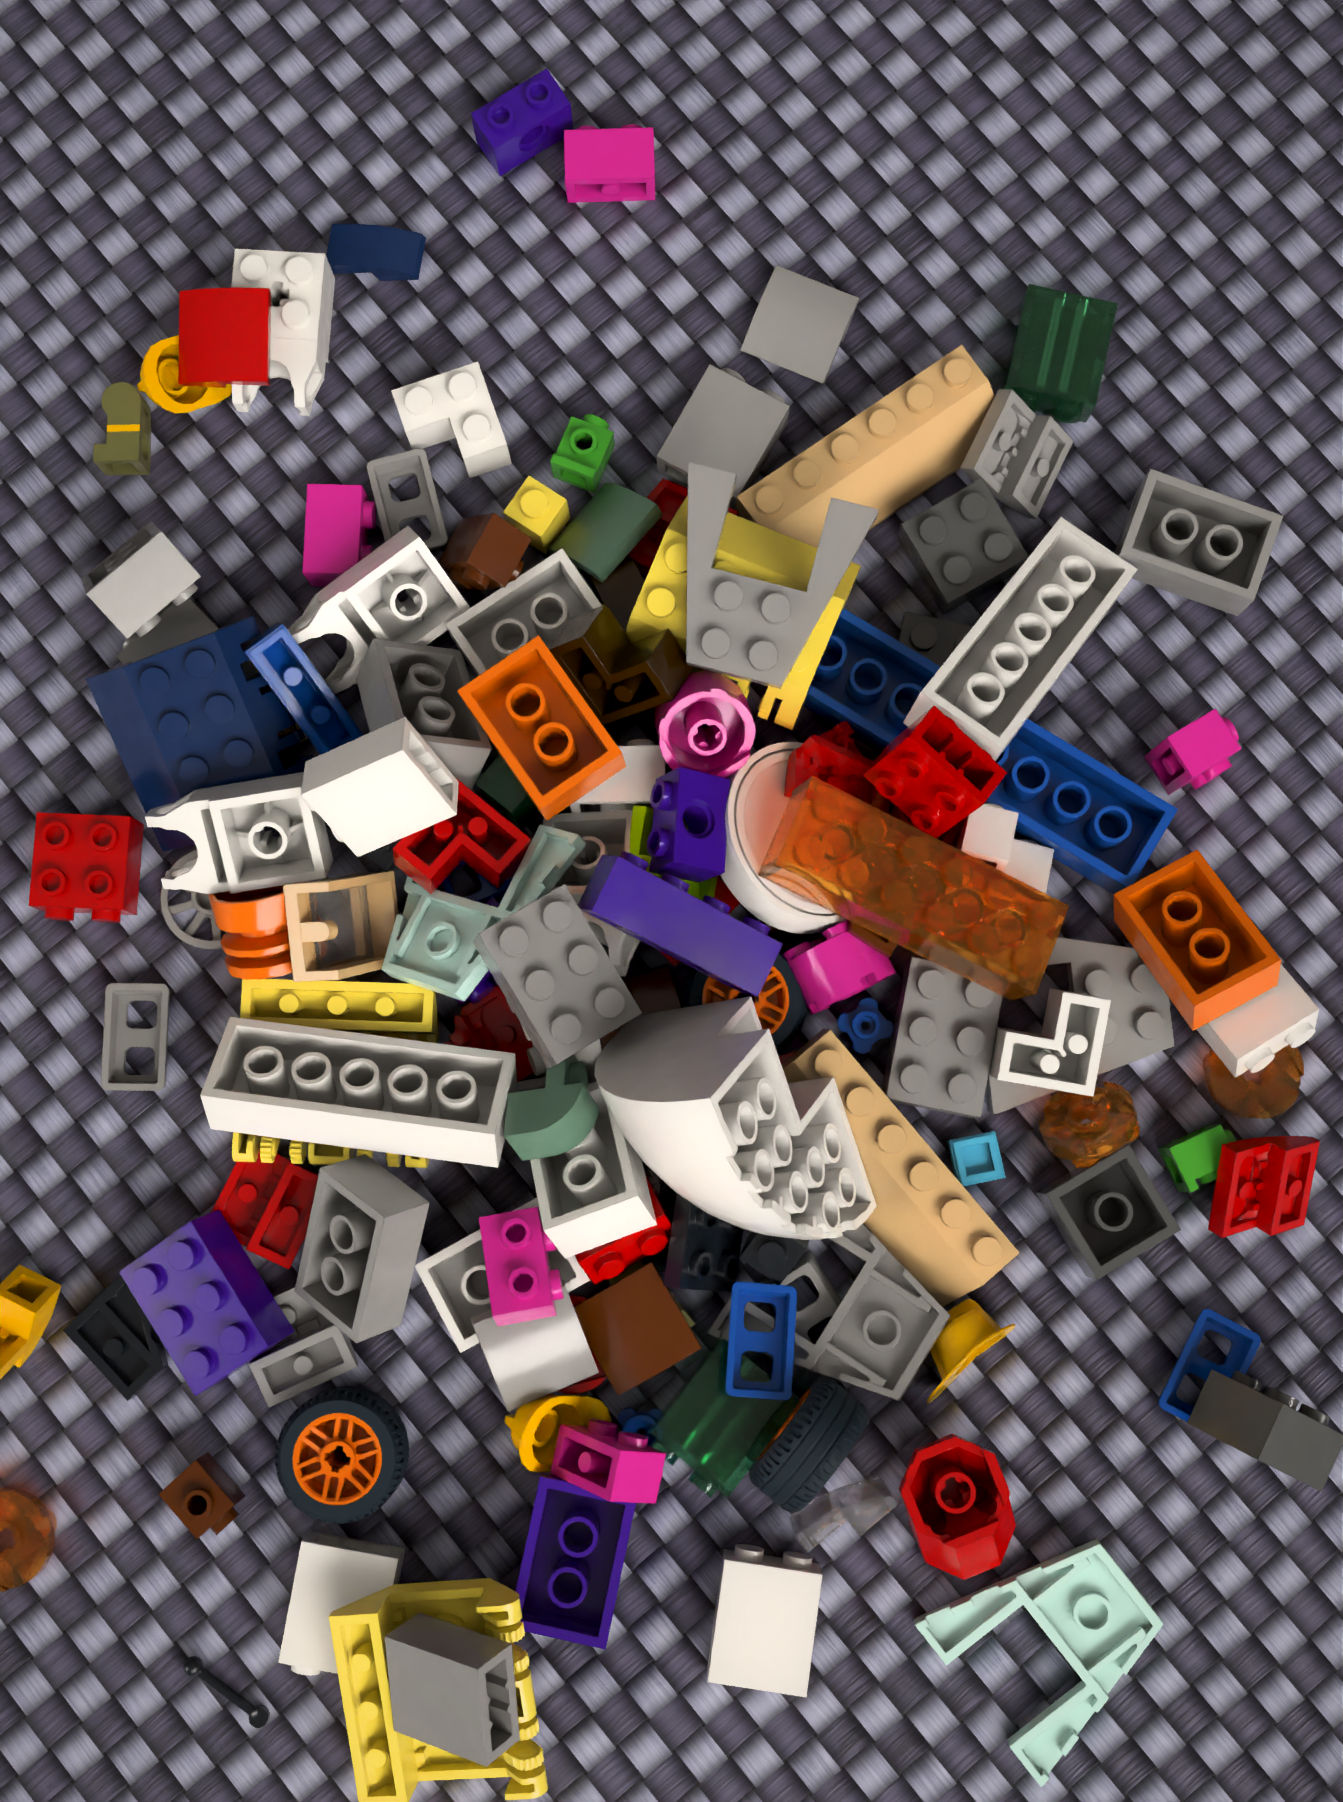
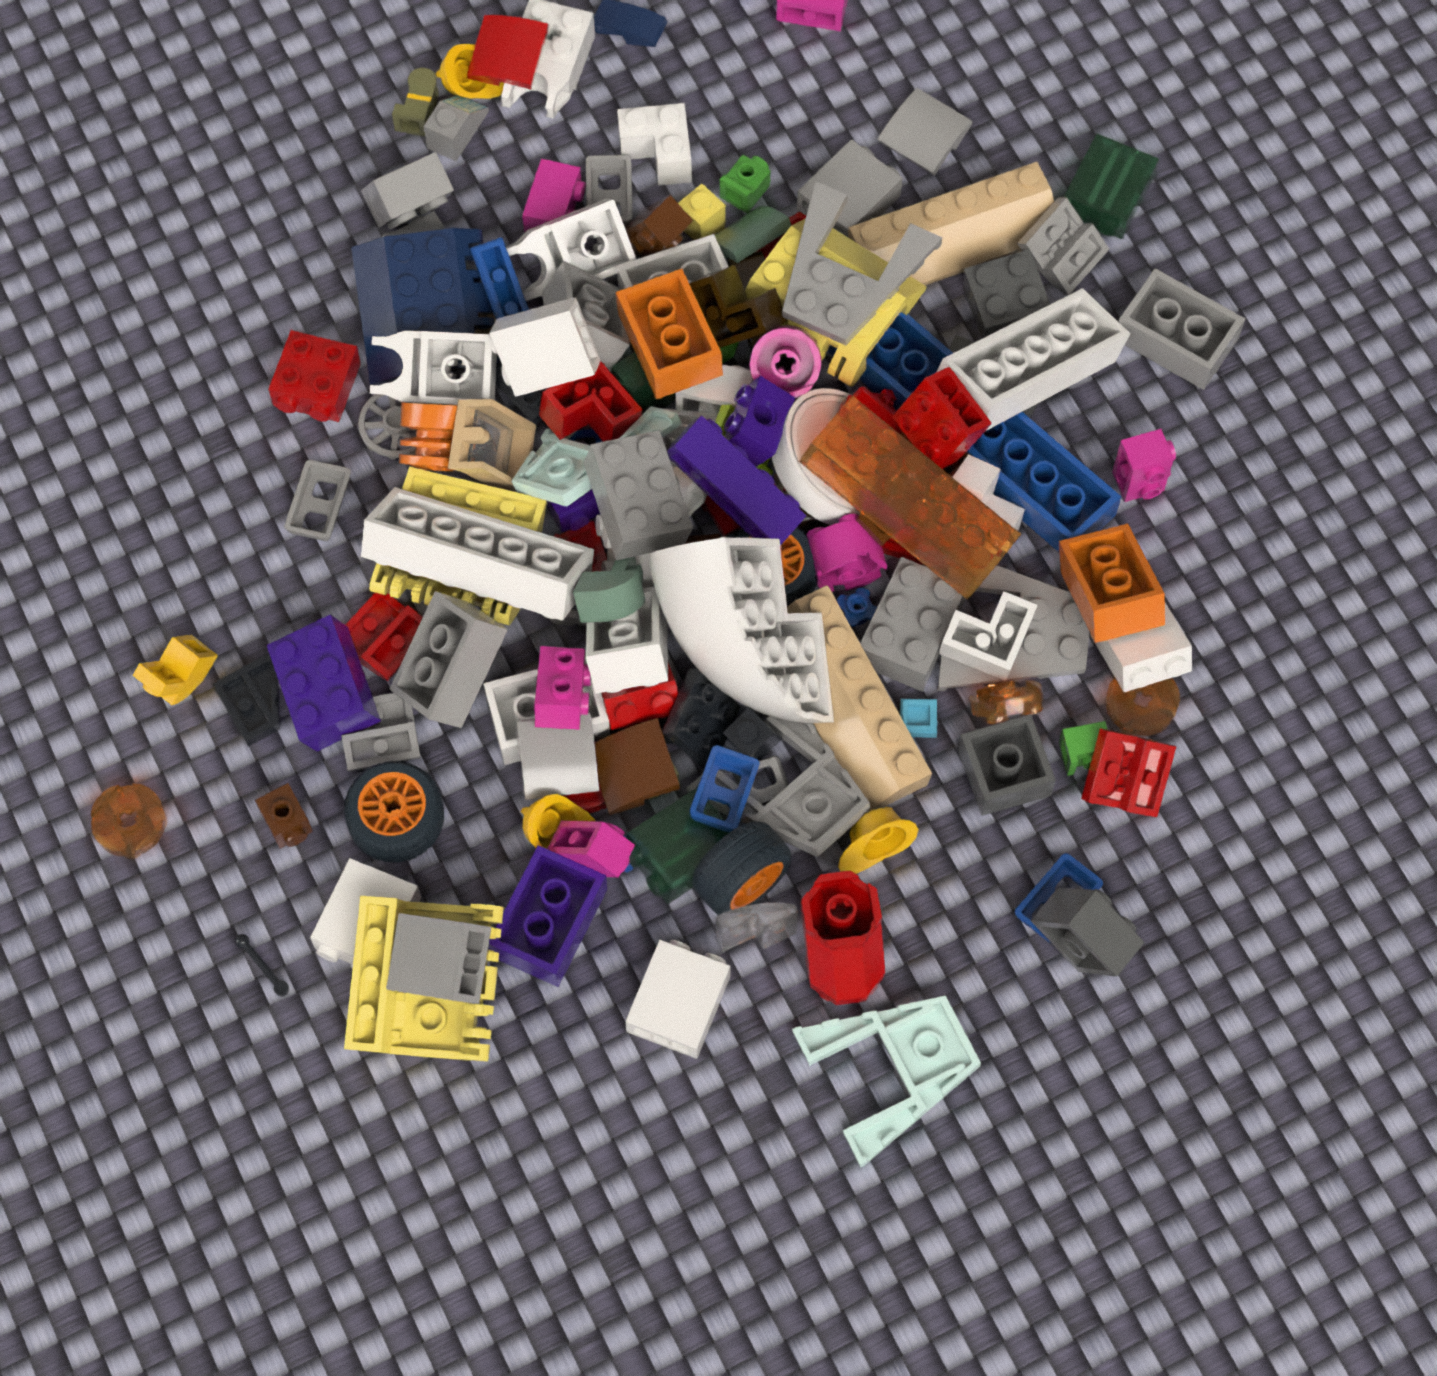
camera: 10 degrees right, 15 degrees down
(180, 453) = (453, 125): none -> light grey slope

